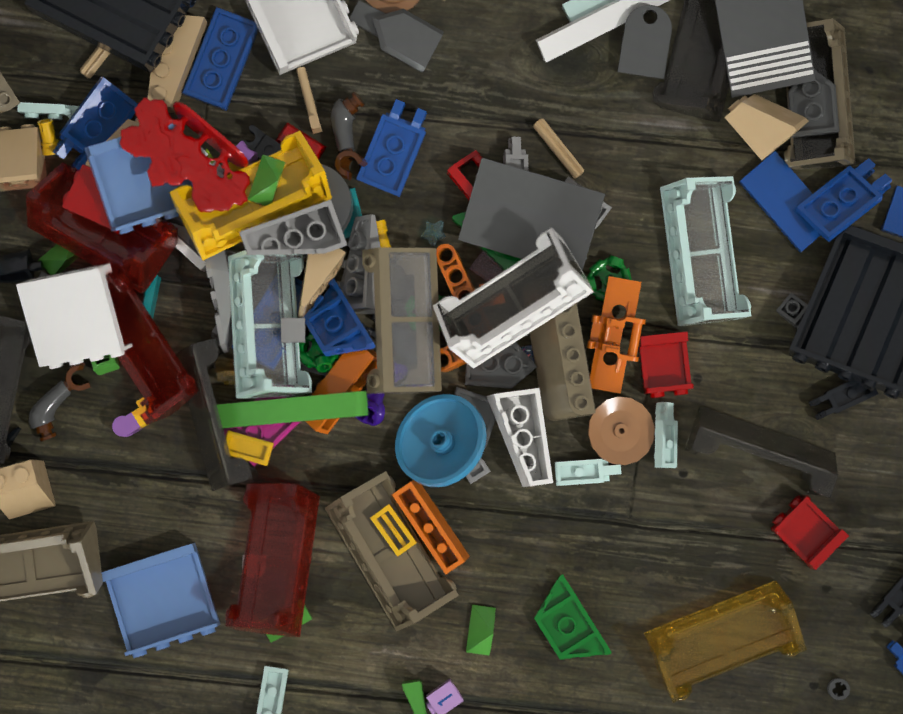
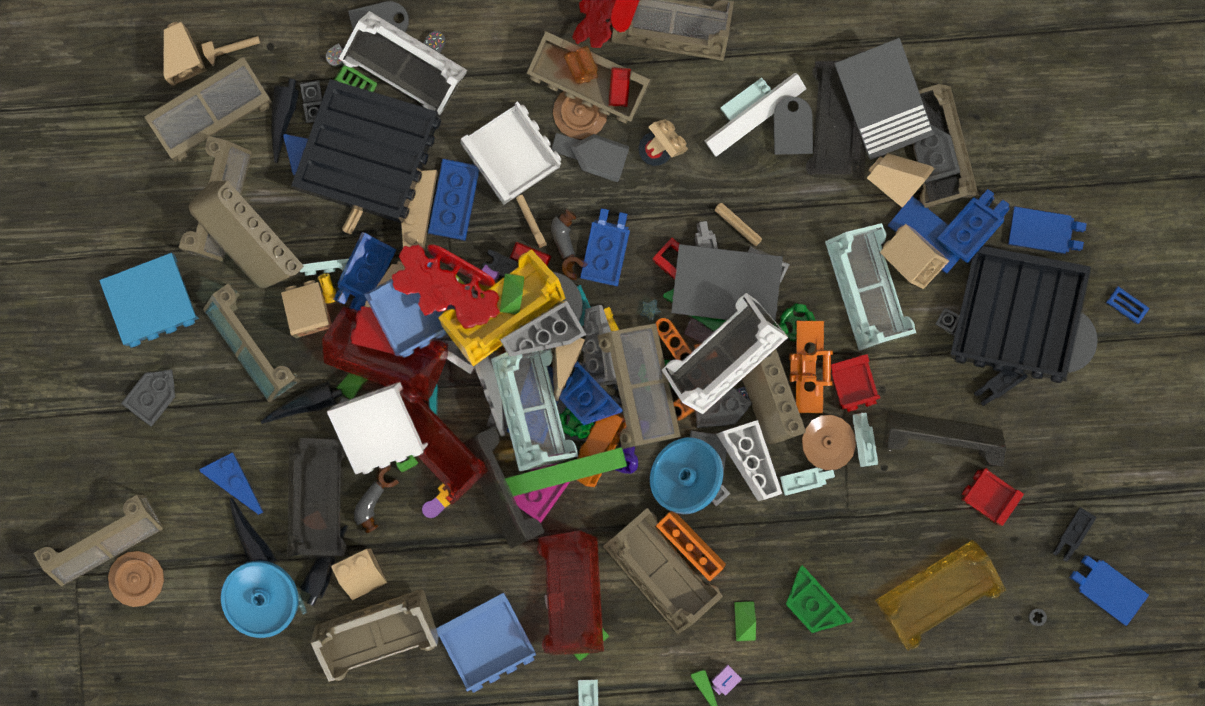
camera: 10 degrees left, 0 degrees up
(249, 448) = (535, 508): yellow tile -> none
(292, 330) = (553, 409): light grey tile -> none
(405, 546) = (673, 565): yellow tile -> none
(482, 34) = (661, 143): none -> tan plate
(765, 223) = (914, 256): none -> tan slope

